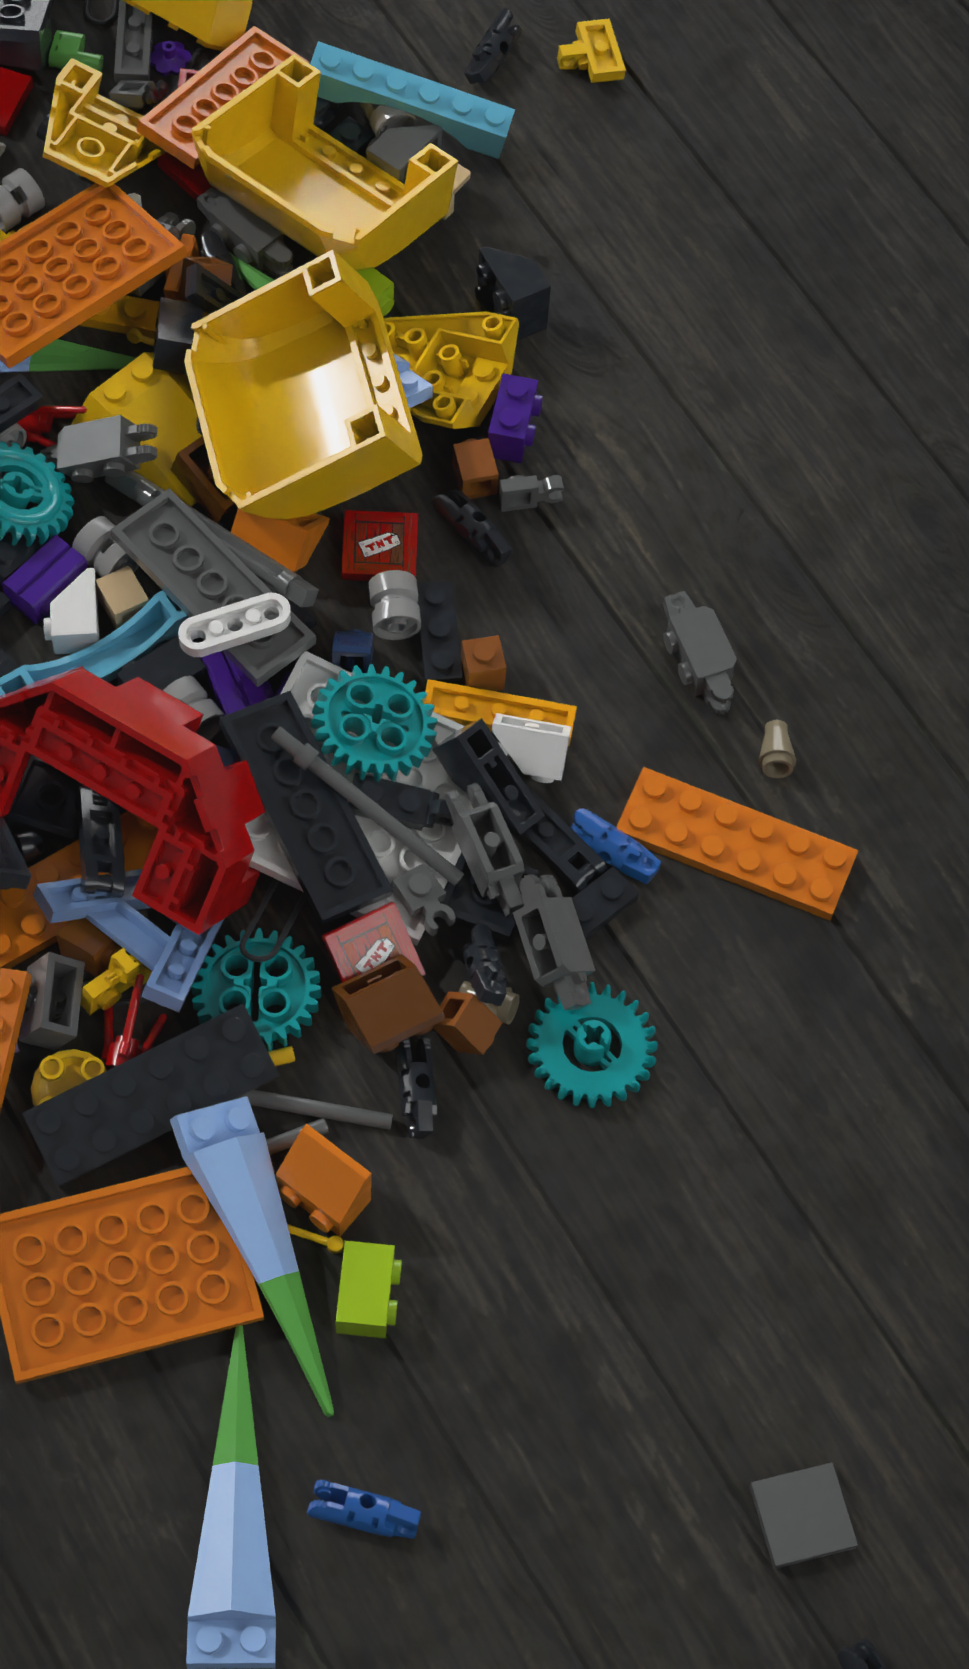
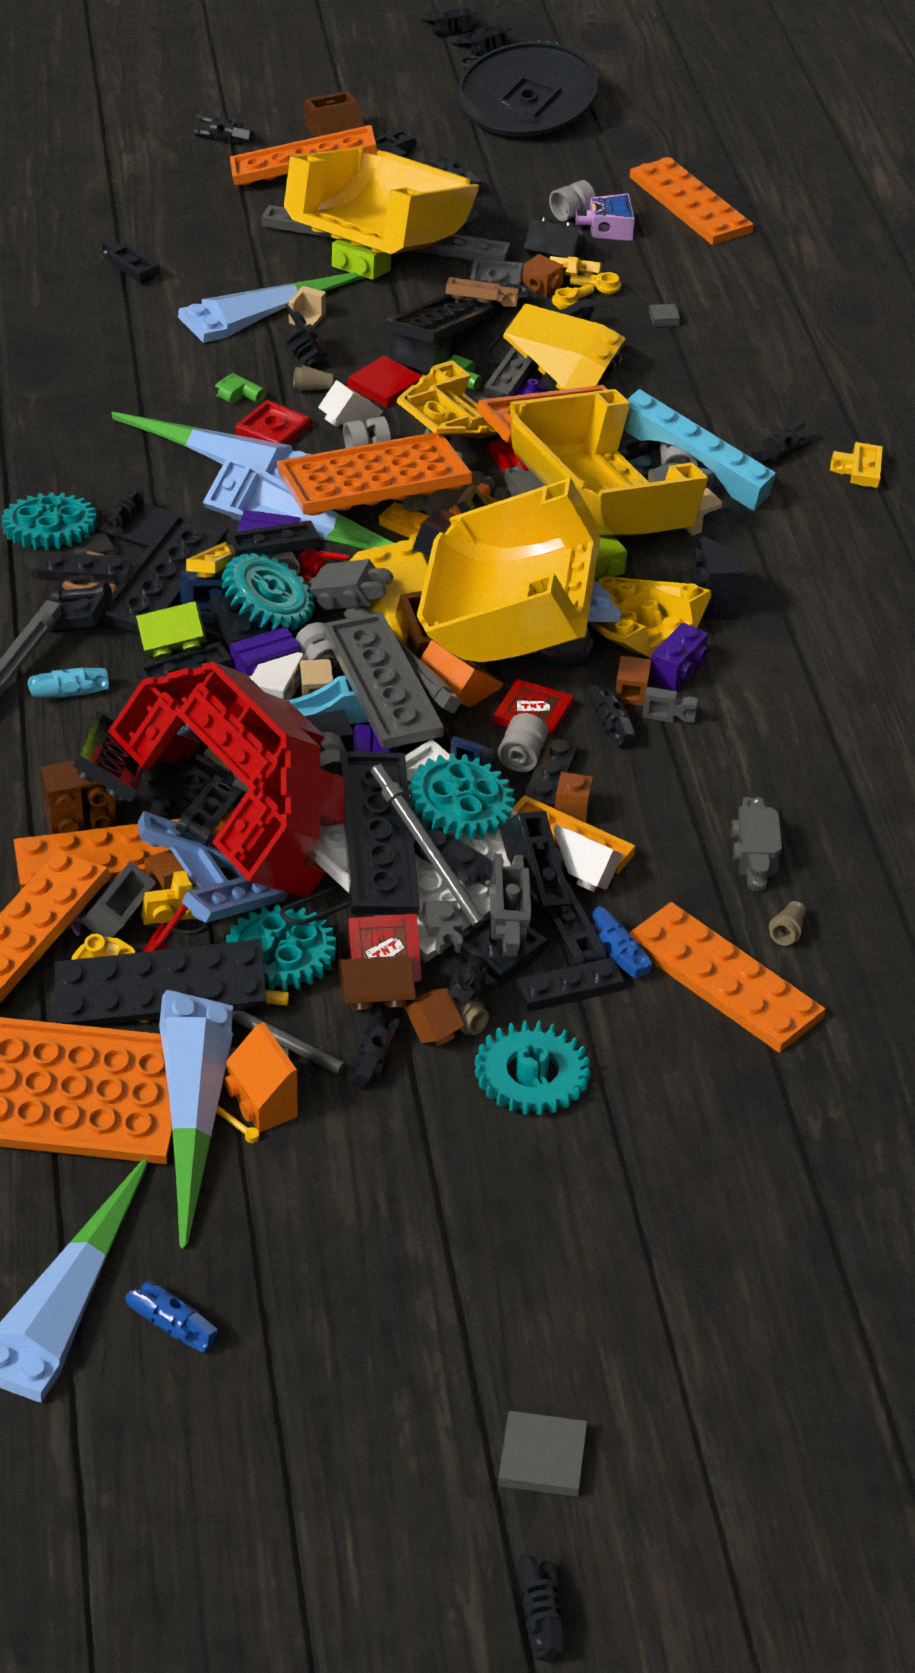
camera: 25 degrees right, 20 degrees down
(246, 614) = (382, 698): white plate -> none
(366, 1288) = (257, 1167): lime brick -> none
(554, 940) = (532, 978): dark grey hinge -> none

